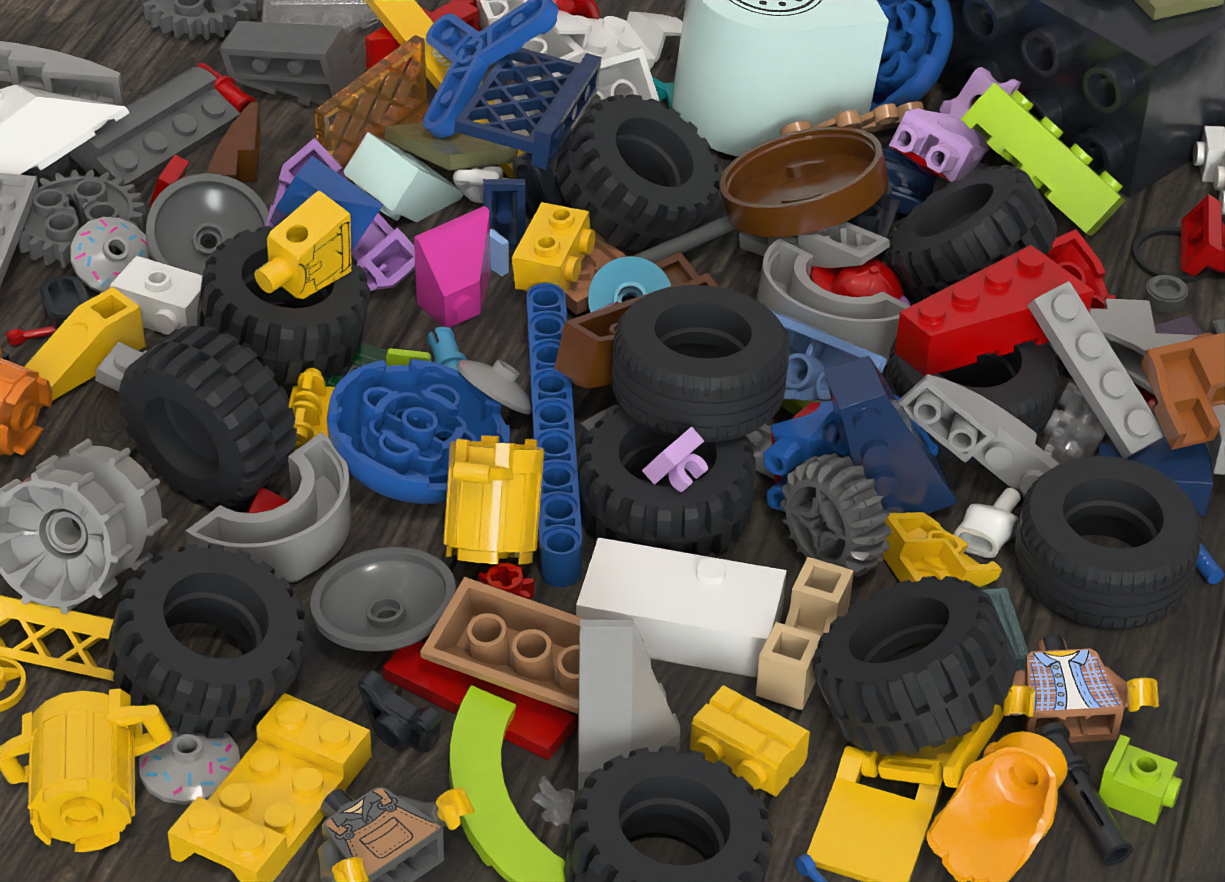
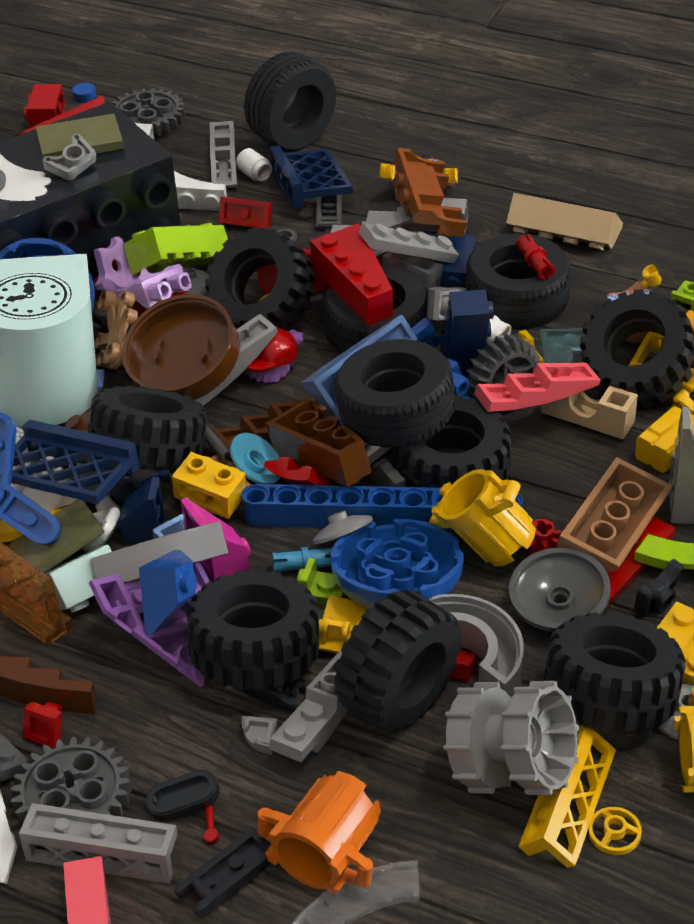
camera: 80 degrees left, 0 degrees up
(87, 339) = (253, 768): yellow slope -> none
(91, 254) = (135, 760): light grey dish -> none
(163, 292) = (195, 727): white brick -> none
(200, 210) = (132, 687): dark grey dish -> none
(308, 248) = (252, 573): yellow torso -> none
(400, 219) = (197, 543): none -> light grey slope
(676, 459) = (475, 417): lavender tile -> none
(686, 603) = (561, 457): white brick -> none
(783, 540) = (544, 385): none -> coral slope
(859, 320) = (279, 380): light grey brick -> none
(1112, 521) = (535, 257): none -> red pin

